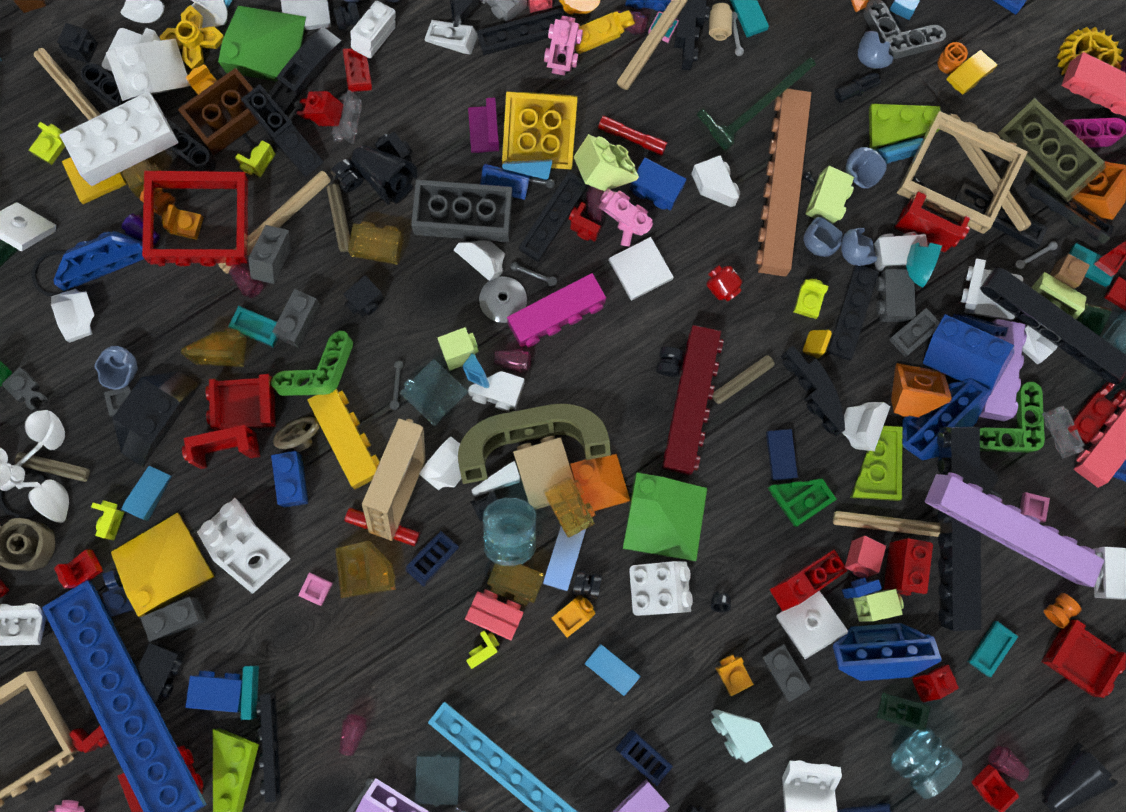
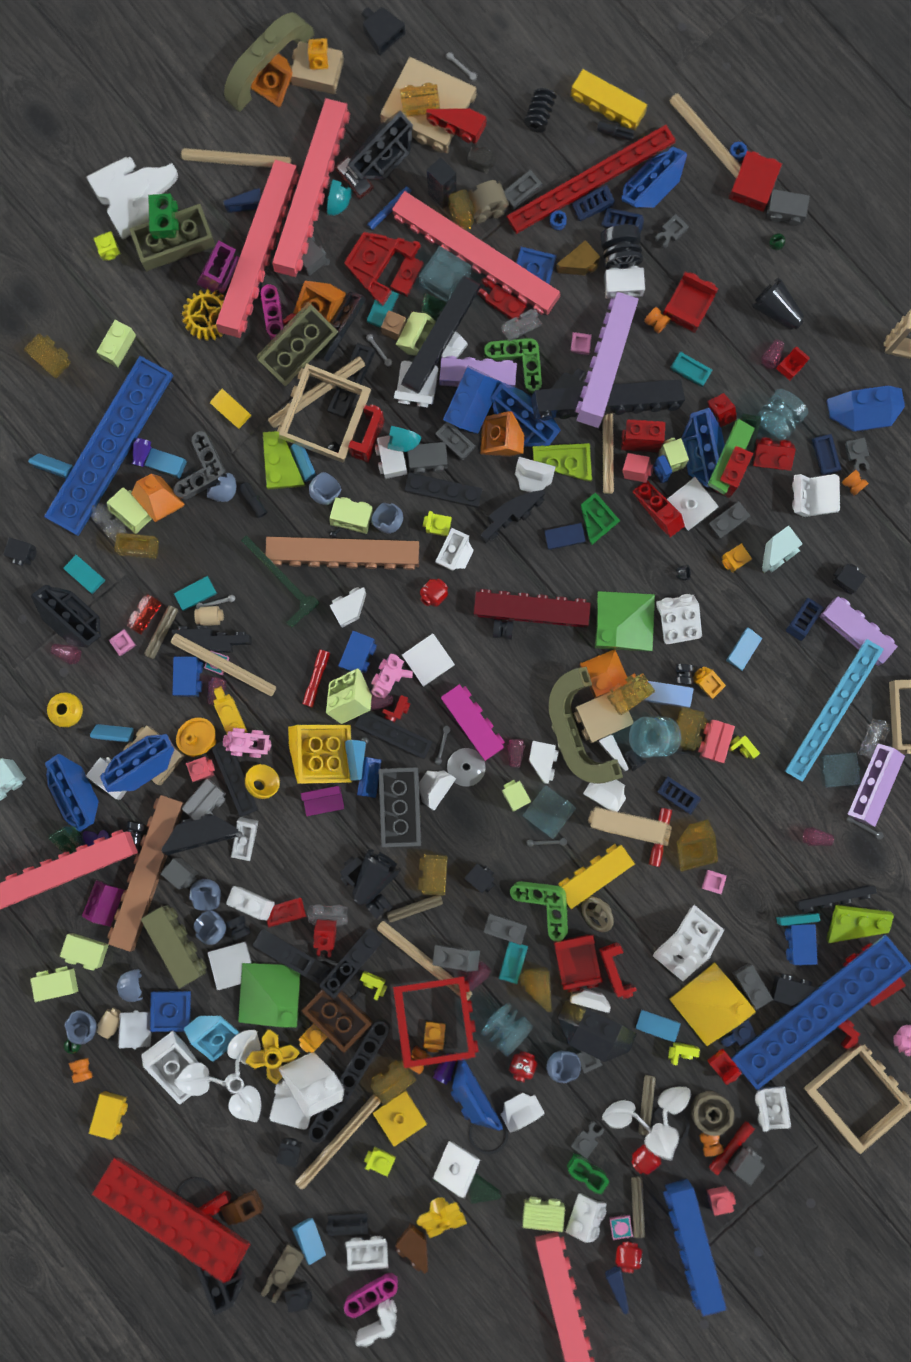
camera: 85 degrees left, 5 degrees up
(119, 138) = (376, 1096): white brick -> none
(126, 320) = (523, 1066): none -> red head
(173, 303) = (507, 1029): none -> clear light blue wheel
(192, 413) = (590, 999): none -> white slope
(289, 479) = (634, 914): blue brick -> none
(475, 372) = (534, 779): dark azure slope -> none
(526, 57) = (266, 776): none -> yellow piece
(743, 379) = (509, 571): dark tan axle -> none
(774, 315) = (455, 551): none -> white slope
(817, 342) = (472, 516): yellow slope -> none
(852, 682) = (735, 469): none -> red panel
(858, 248) = (392, 489): sand blue hair -> none
(871, 746) = (774, 454): none -> red bracket
(873, 681) = (739, 437): none -> bright green tile
(952, 57) = (222, 428): orange wheel -> none
(986, 326) = (446, 392): dark blue tile -> none

